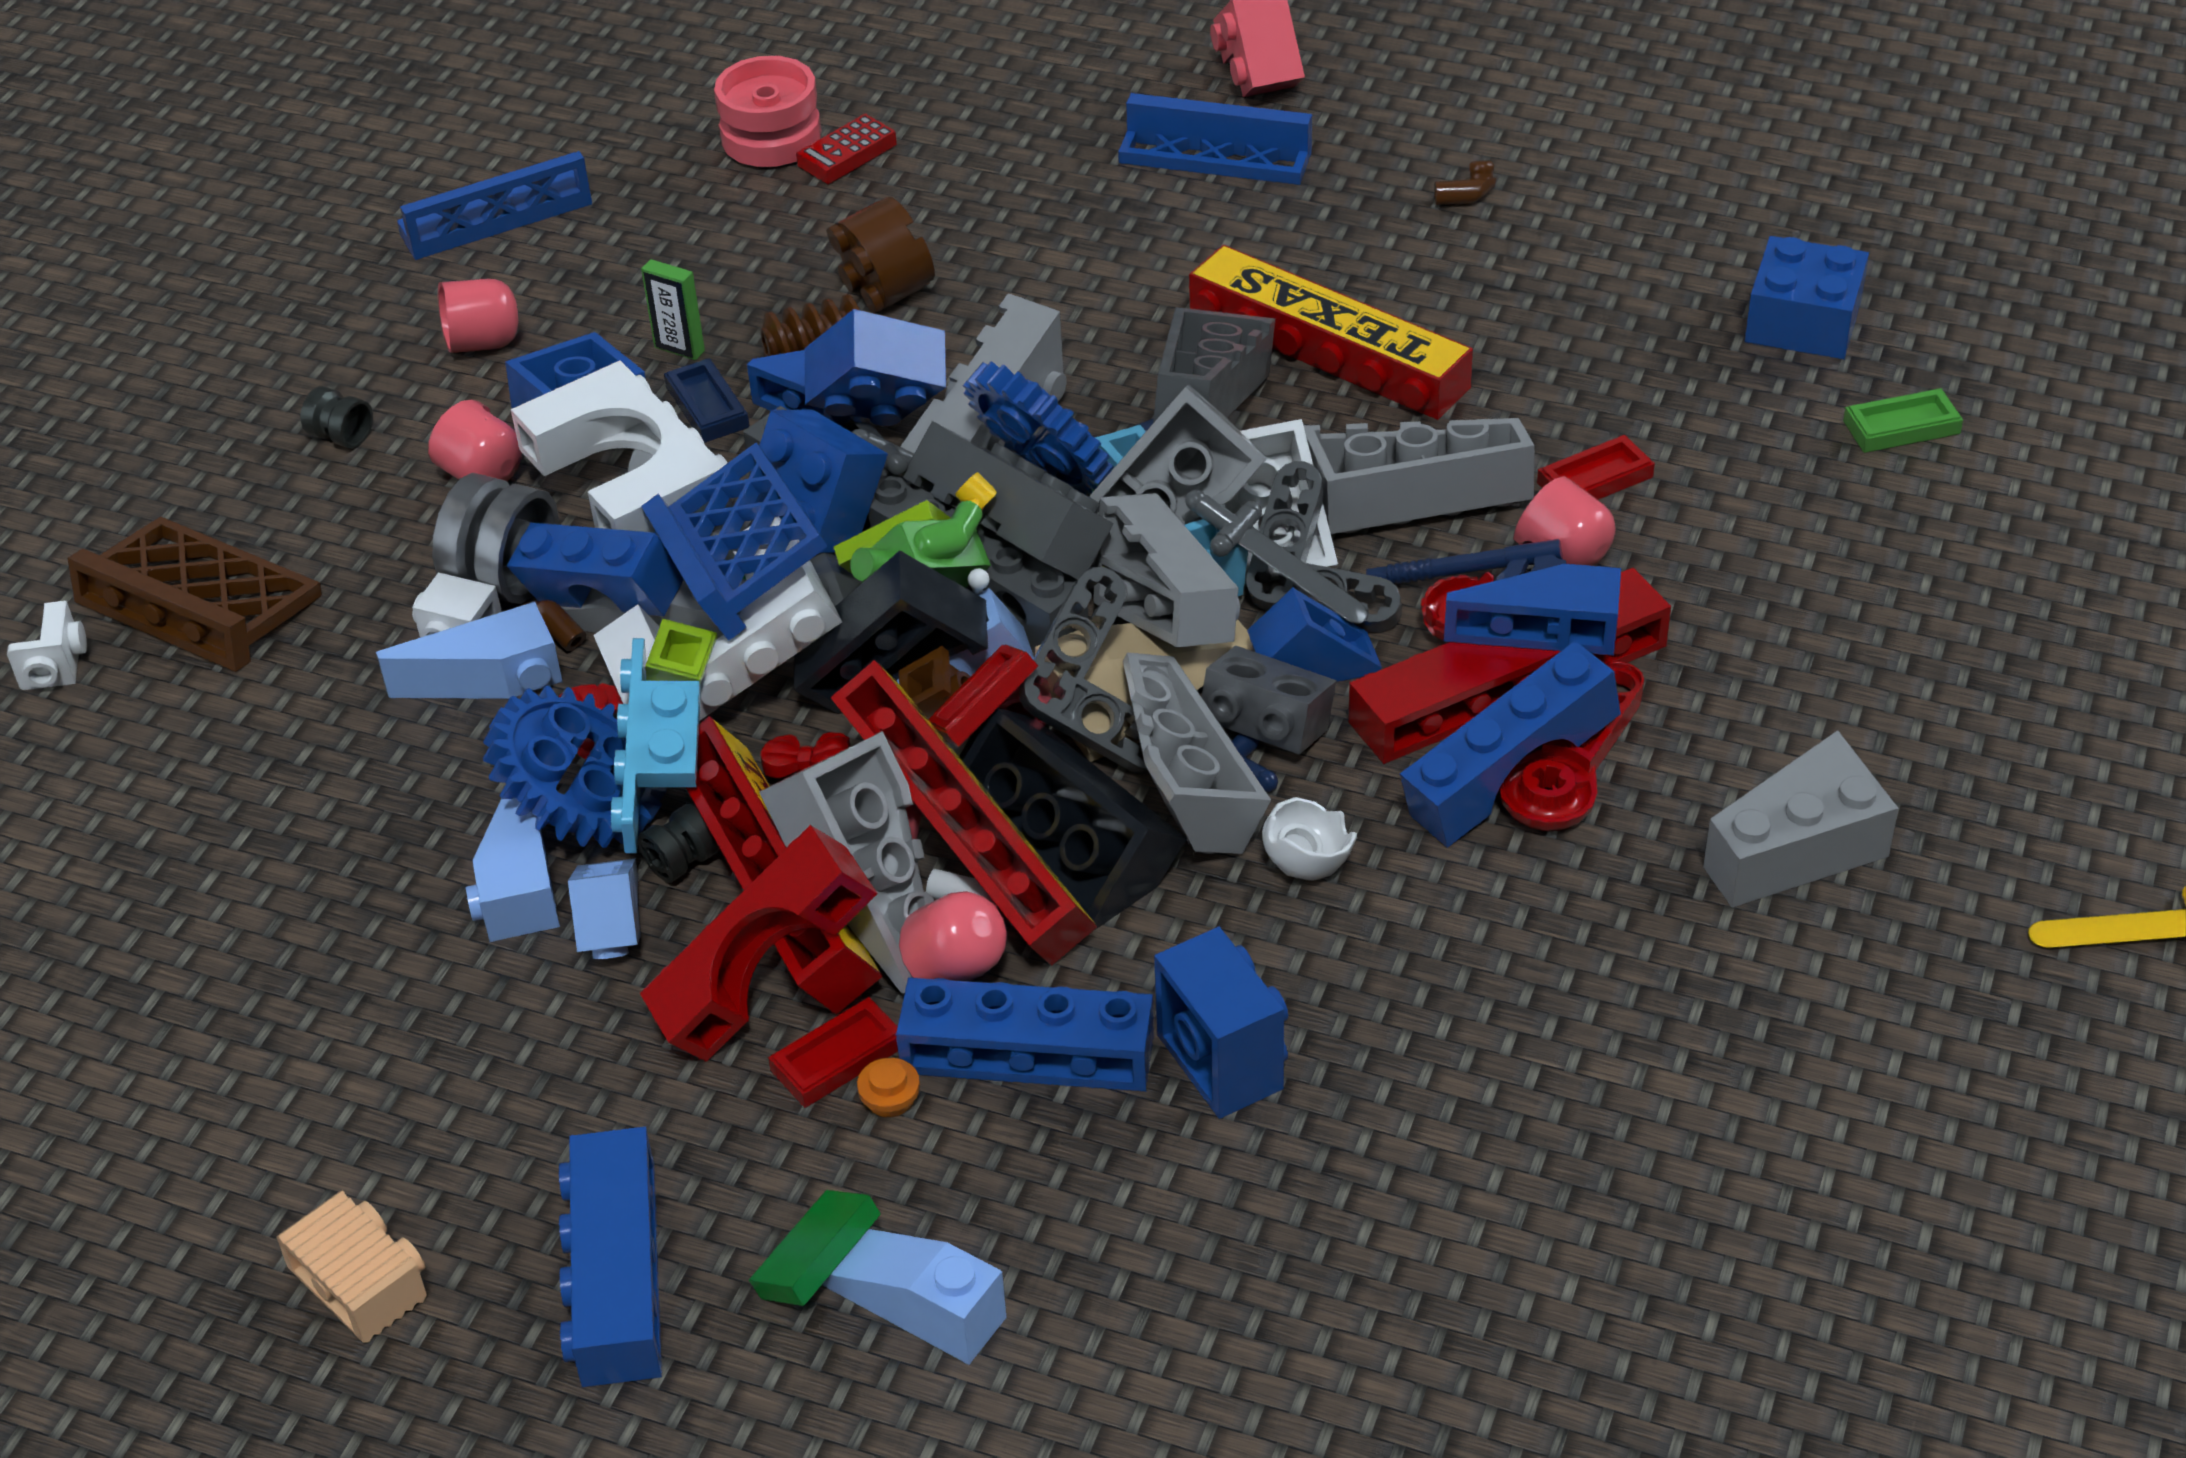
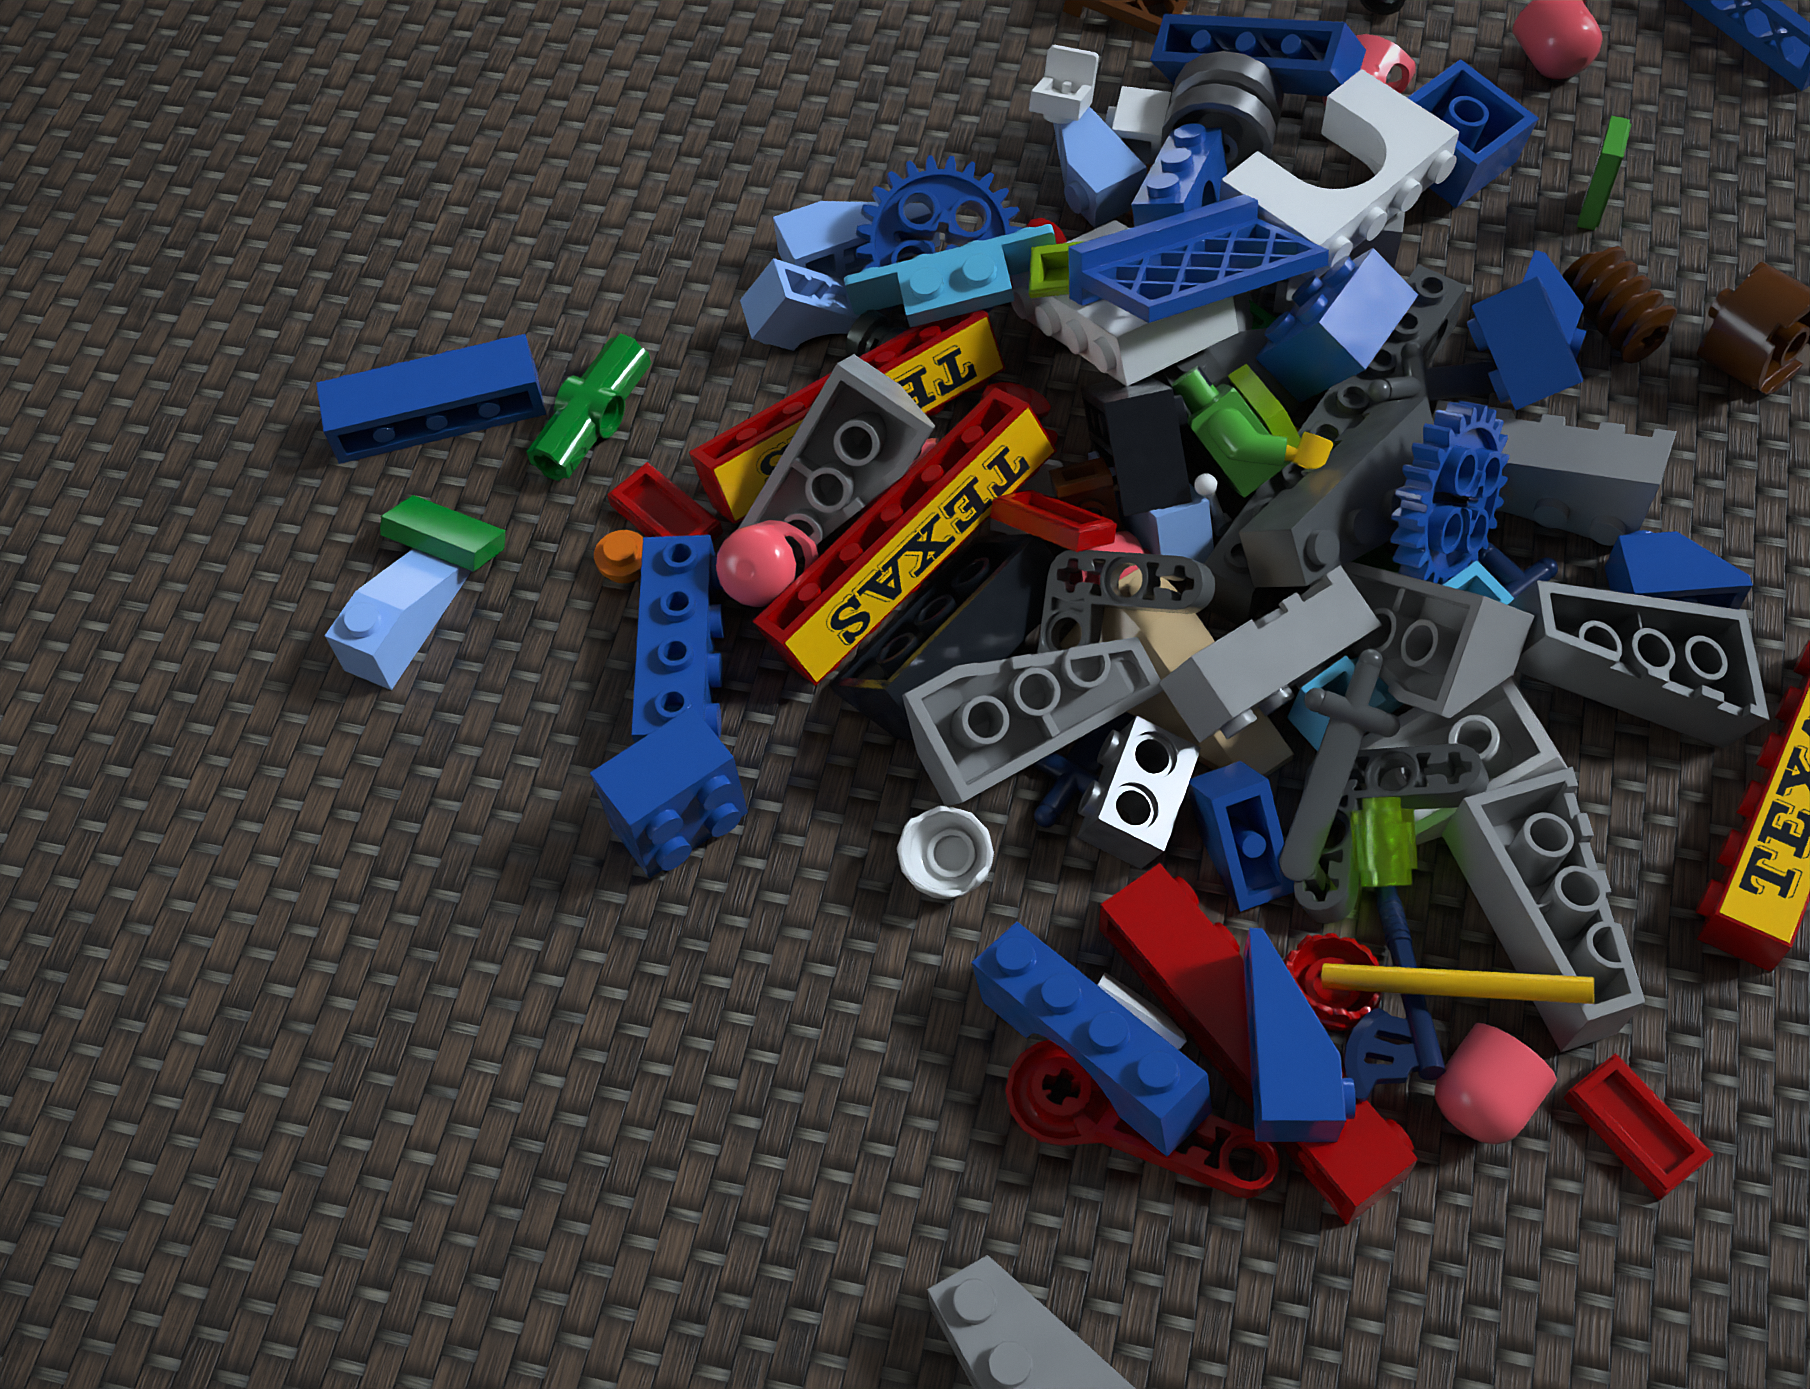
camera: 85 degrees right, 15 degrees up
(354, 1265) = (422, 240): light nougat brick -> none
(405, 521) = (1303, 54): none -> blue brick
(415, 637) = (1066, 85): none -> white bracket
(677, 1103) = (589, 407): none -> green piece
(705, 988) = (737, 409): red arch -> none
(706, 400) = (1508, 244): dark blue tile -> none
(1110, 363) = (1674, 569): none -> blue slope
(1349, 545) = (1384, 842): none -> clear neon green brick
(1492, 507) = (1459, 983): none -> yellow bar

